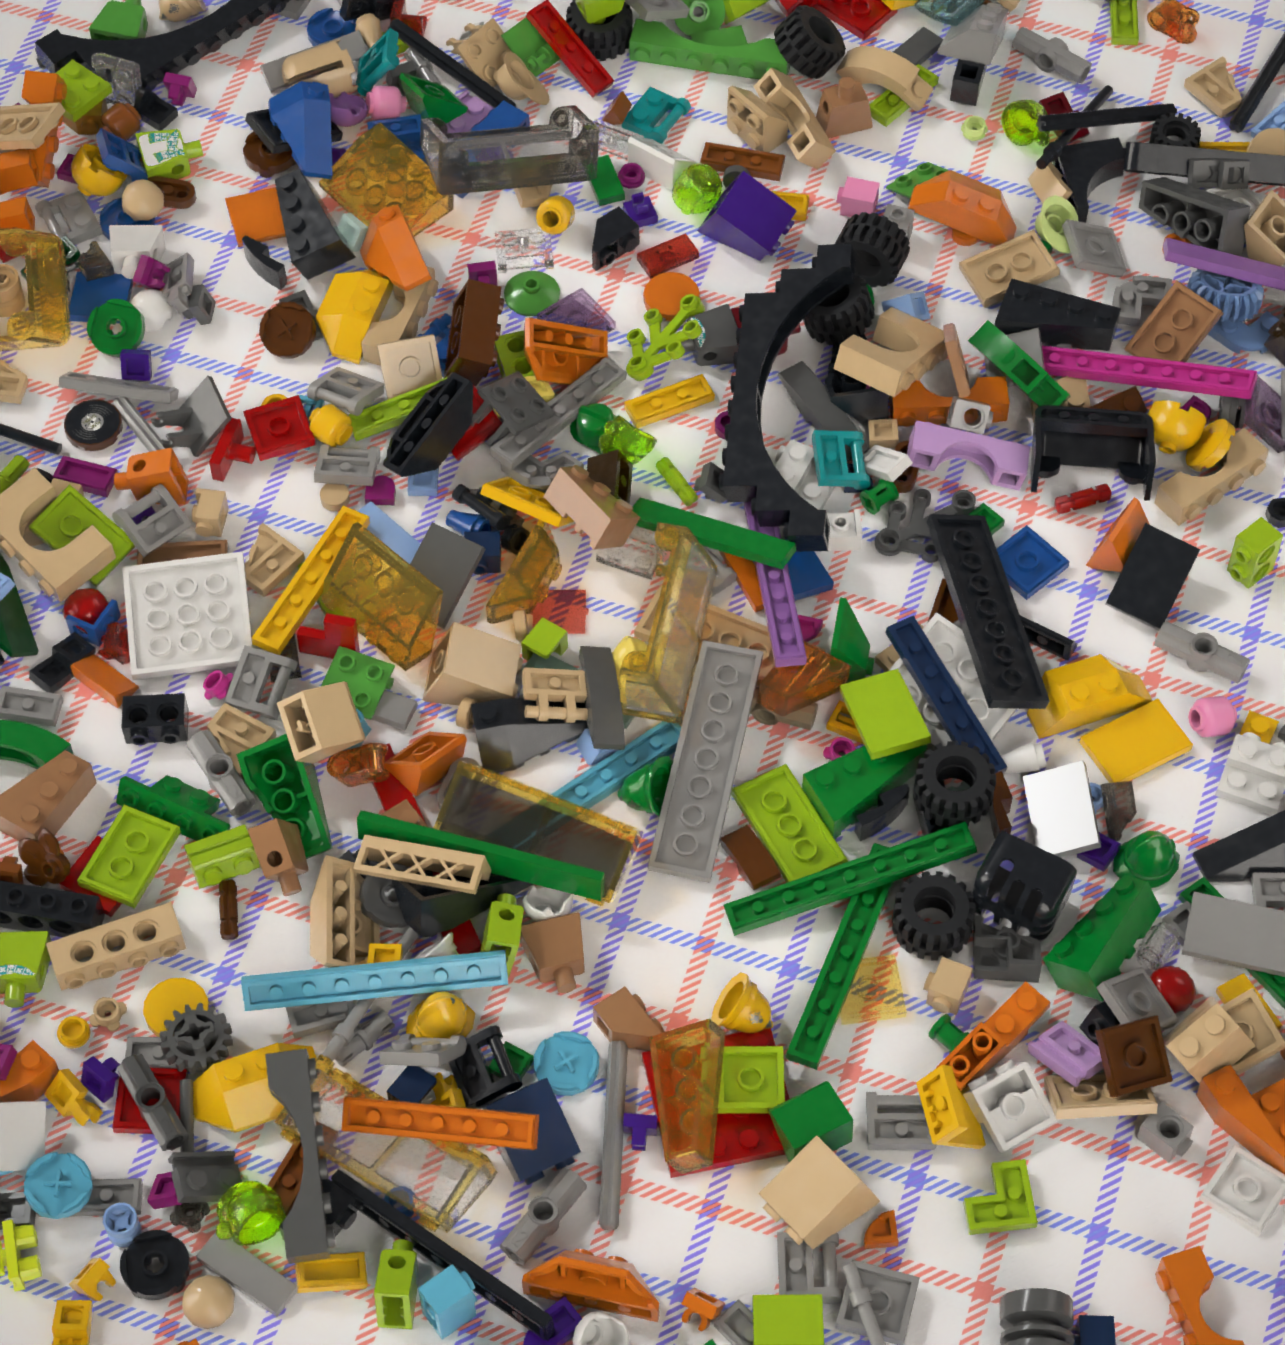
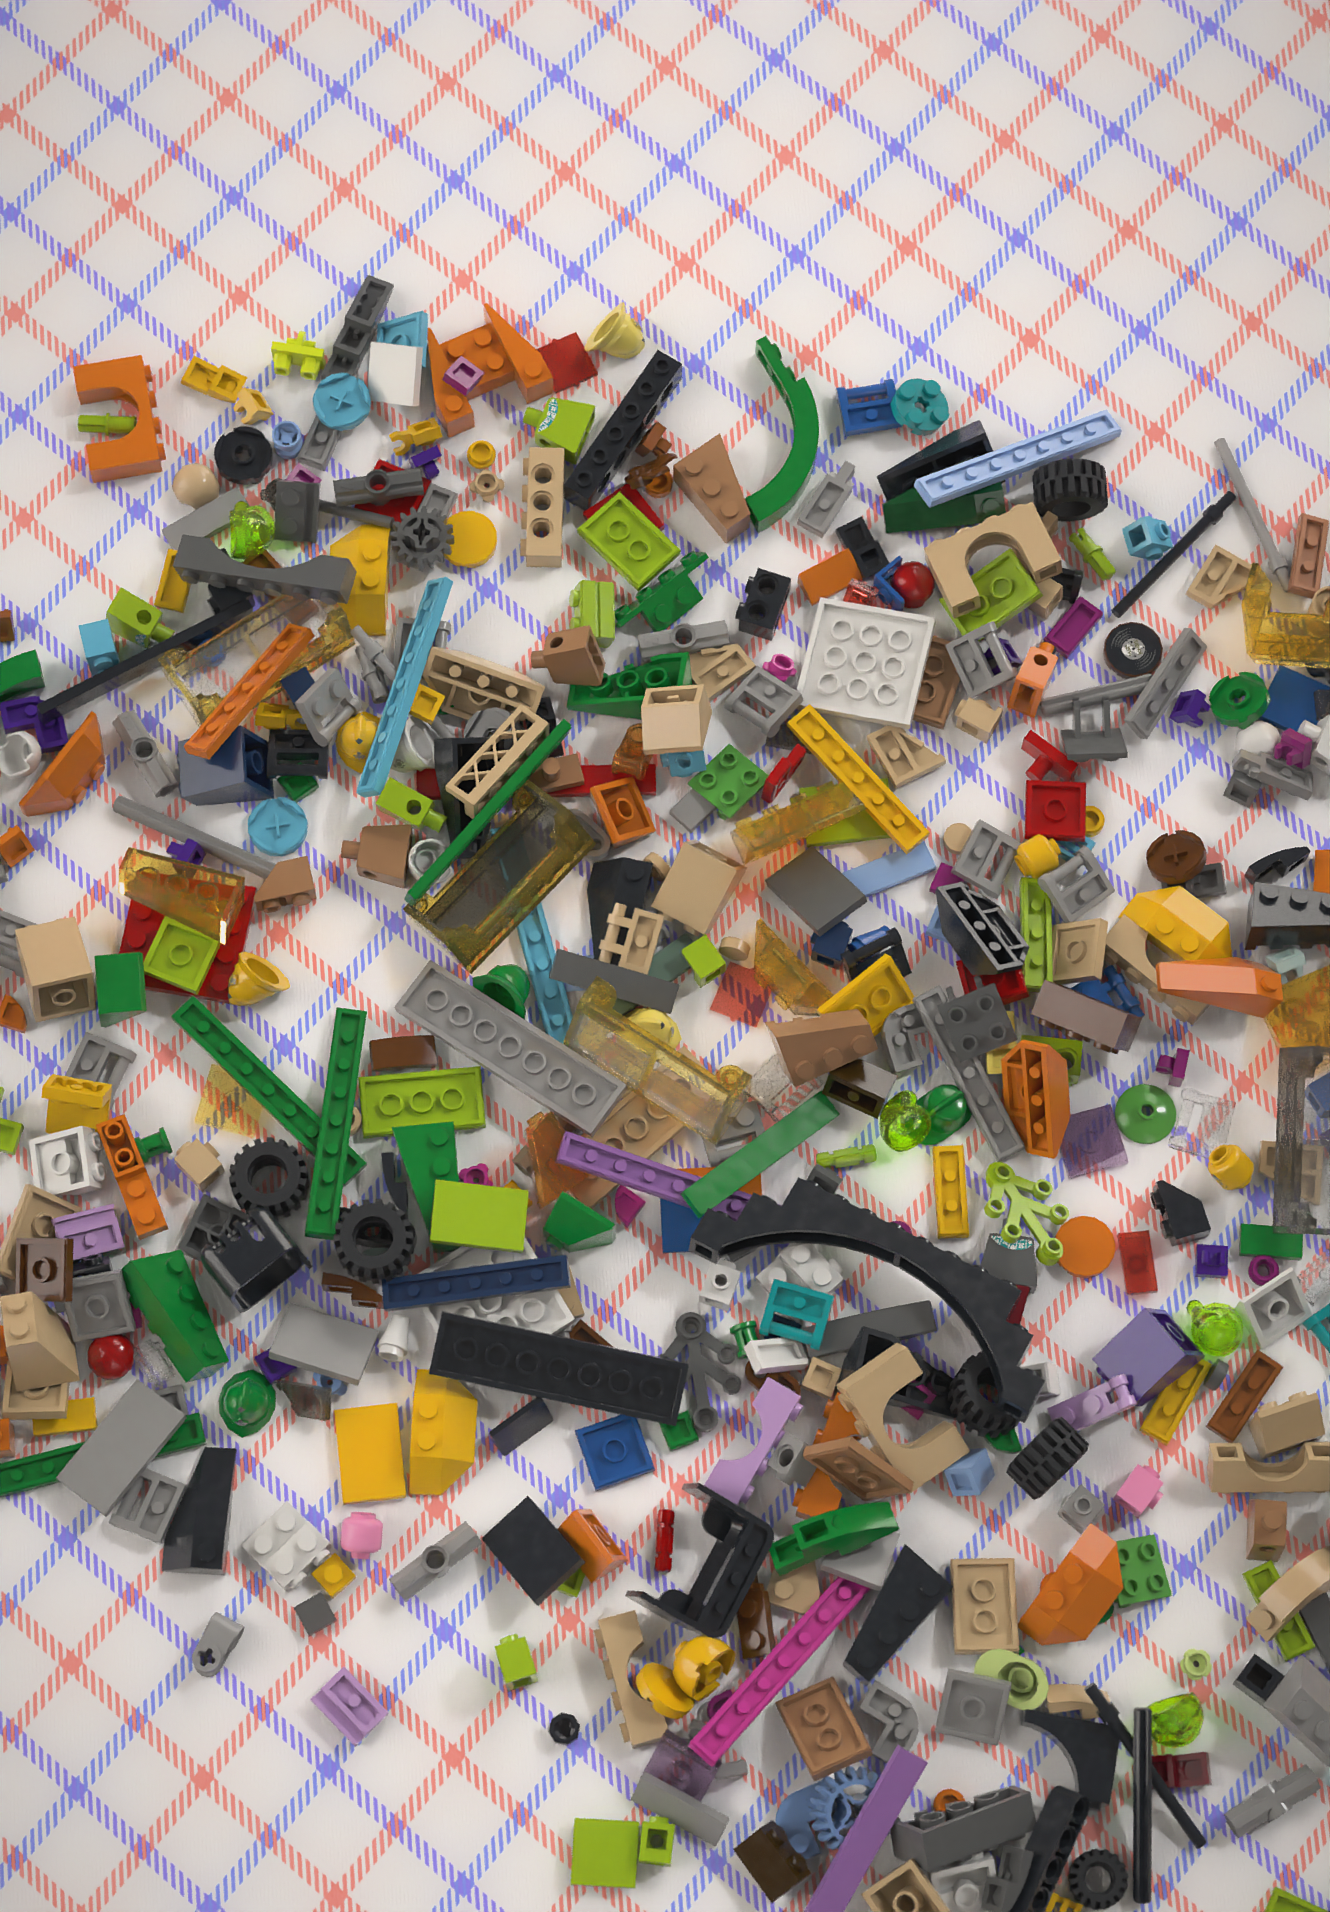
camera: 110 degrees right, 15 degrees up
(228, 909) = (545, 607): reddish brown axle -> none
(514, 538) = (834, 977): black tile -> none
(806, 236) = (1094, 1404): none -> lavender plate

